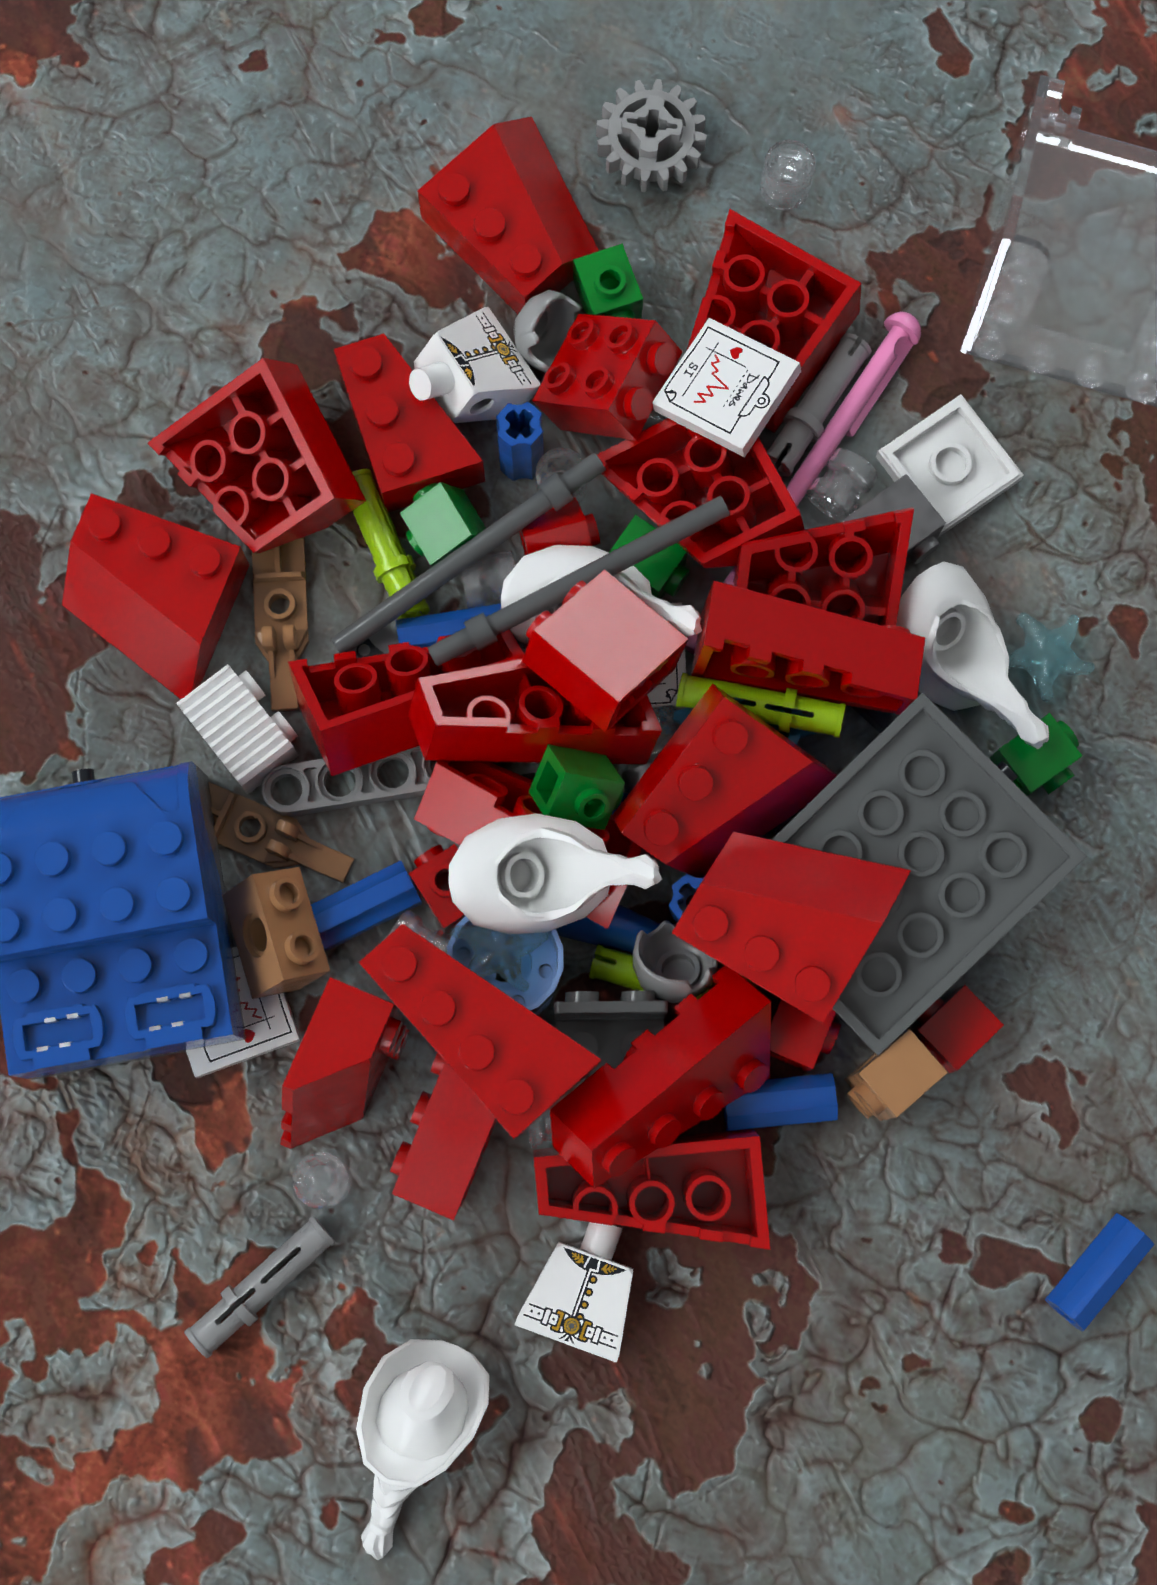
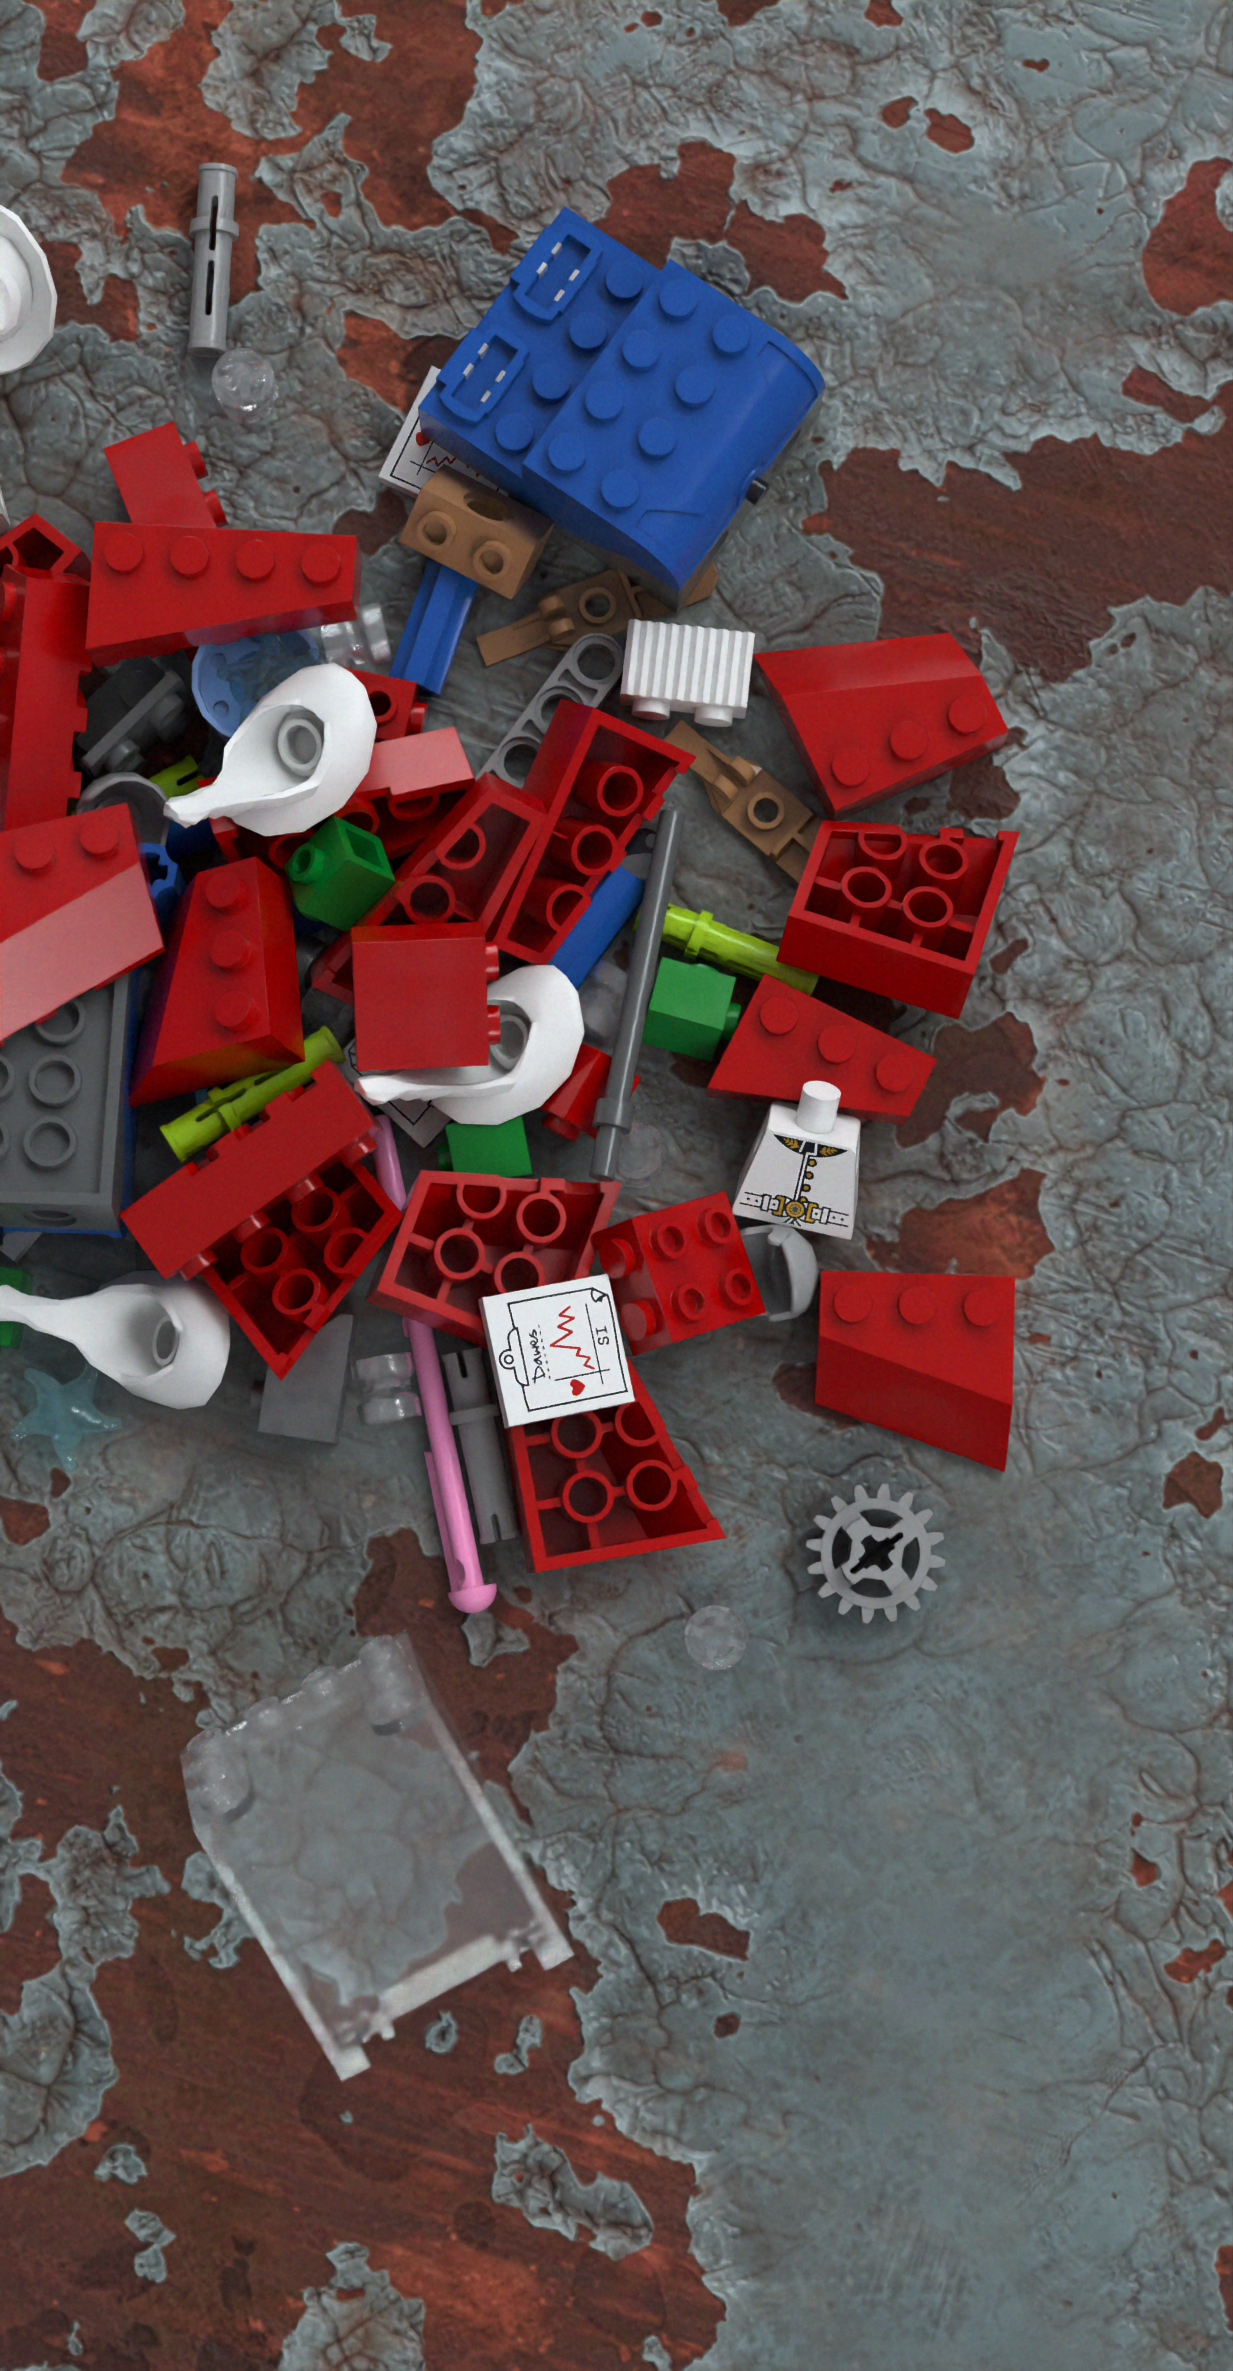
camera: 140 degrees right, 5 degrees up
(339, 1062) = (317, 478): red wedge -> none
(482, 630) = (549, 931): dark grey bar -> none
(520, 440) = (710, 1129): blue axle -> none
(607, 284) = (764, 1365): green brick -> none
(952, 462) = (312, 1508): white tile -> none

